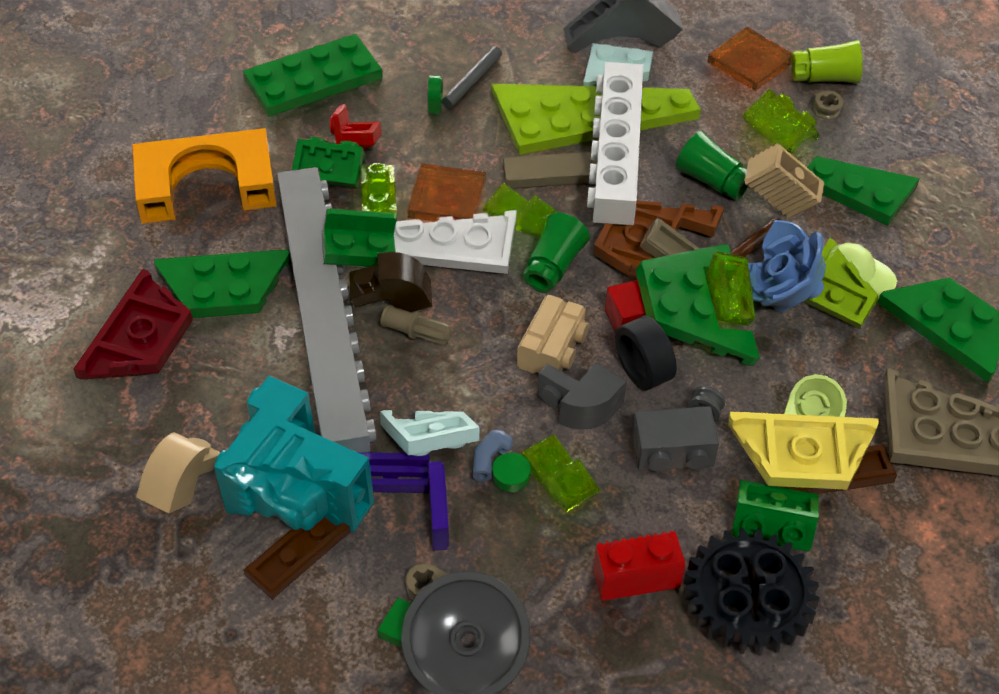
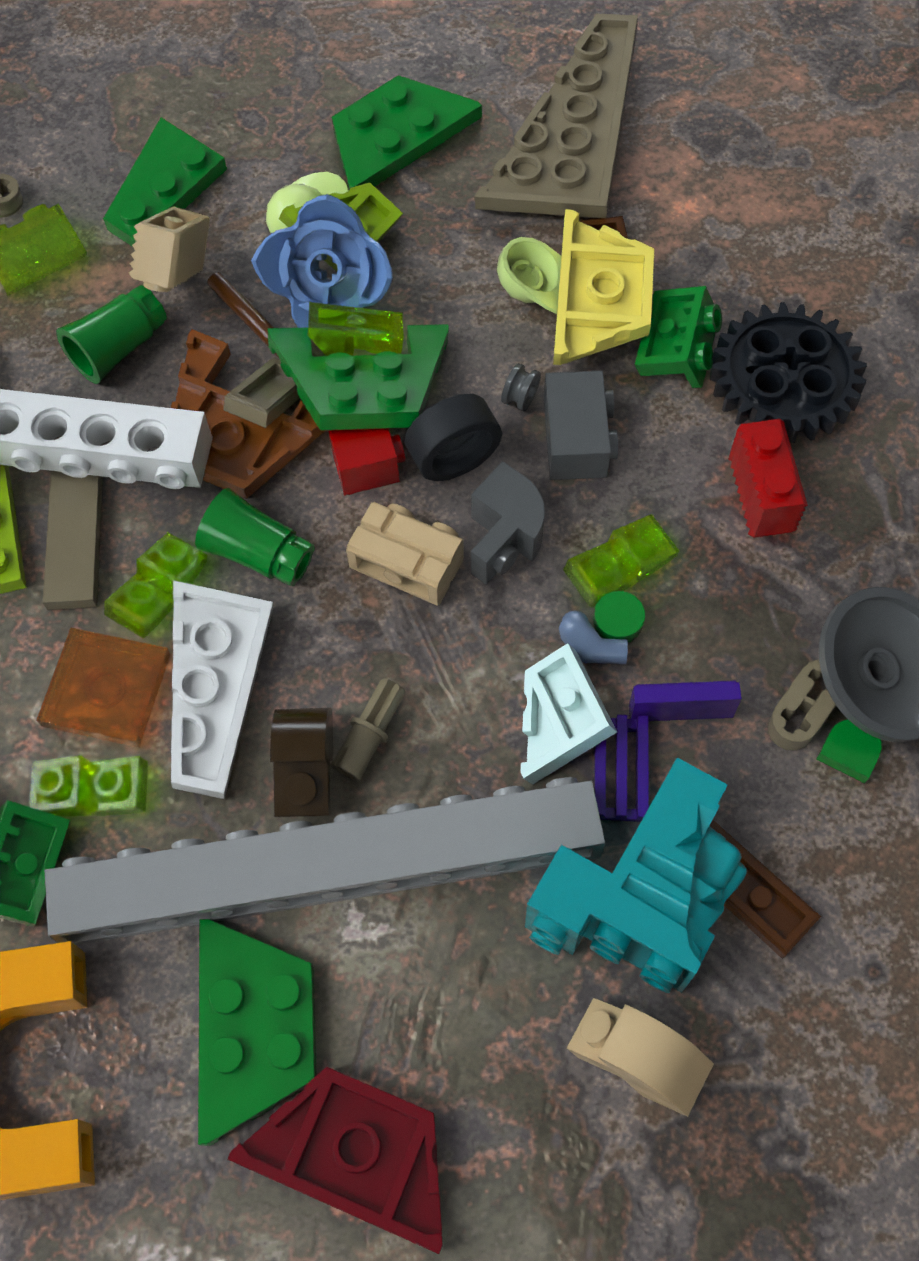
camera: 85 degrees left, 15 degrees up
(357, 236) = (225, 798): green bracket -> none

